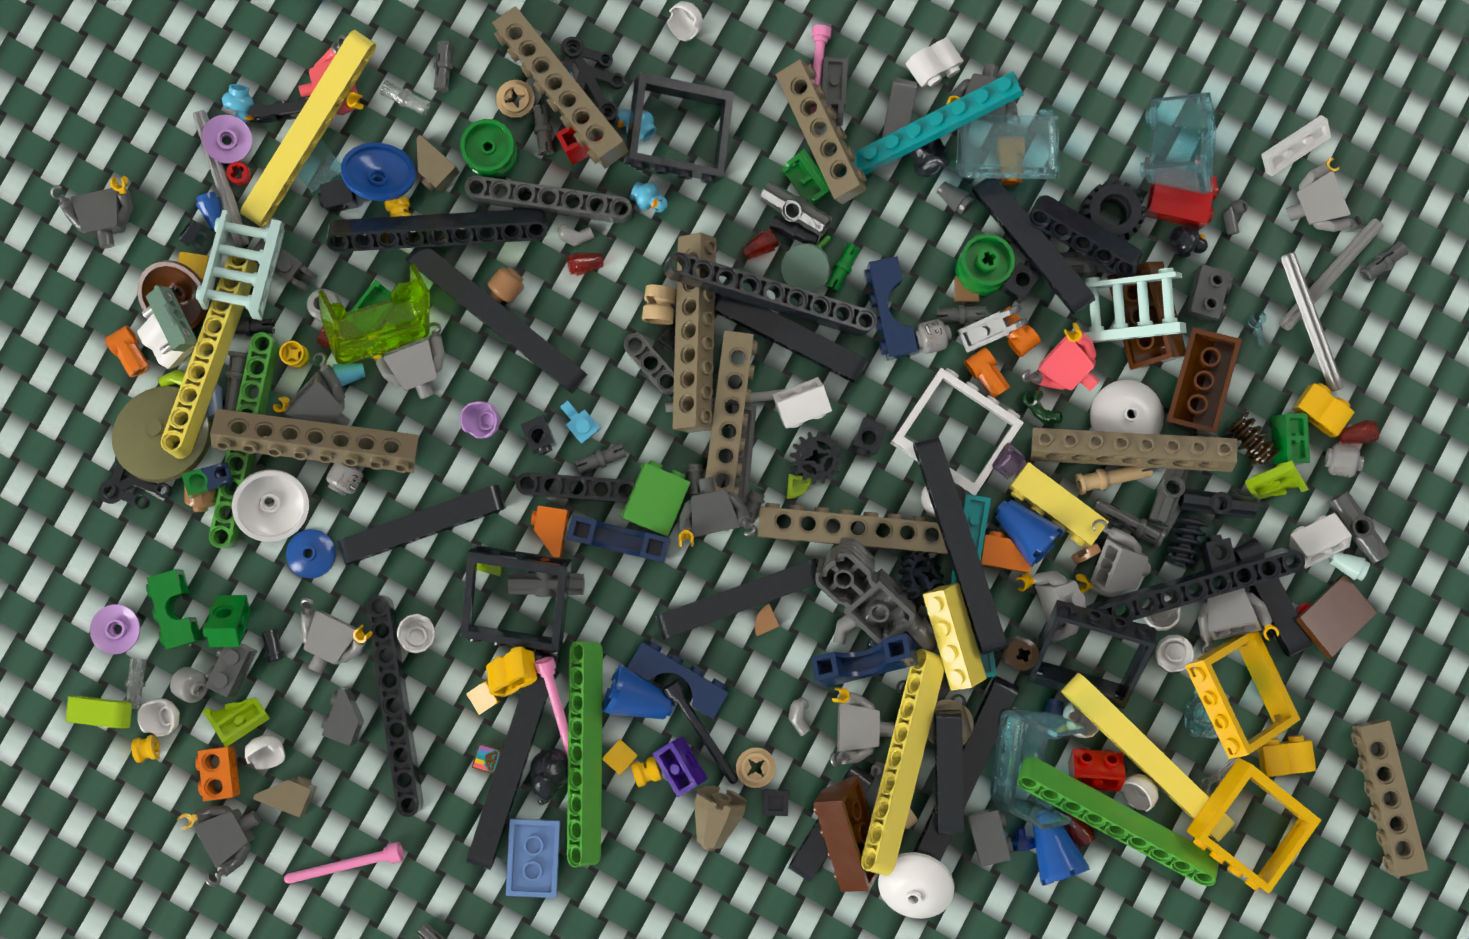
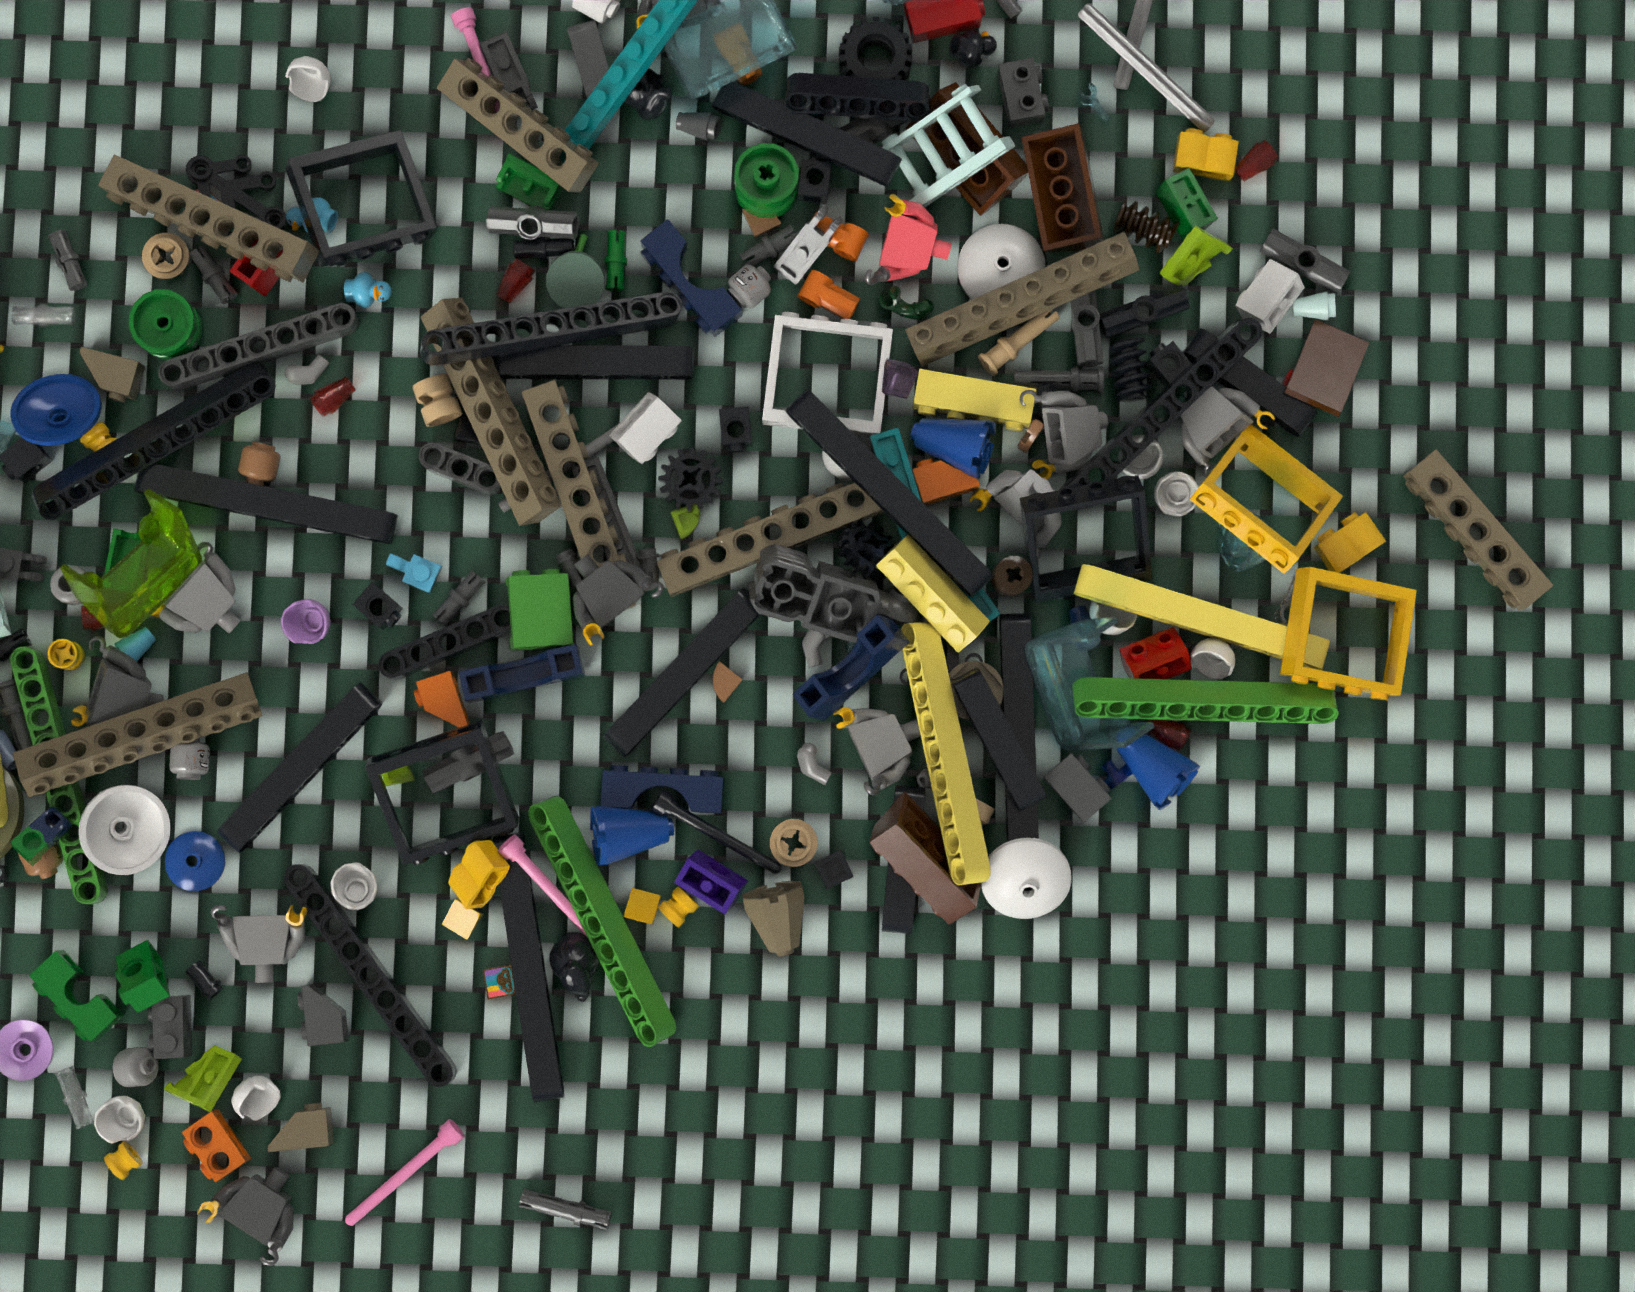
camera: 30 degrees left, 0 degrees up
(99, 712) = (51, 1146): lime beam -> none
(533, 858) = (603, 1061): medium blue plate -> none
(1343, 460) = (1253, 198): light grey head -> none

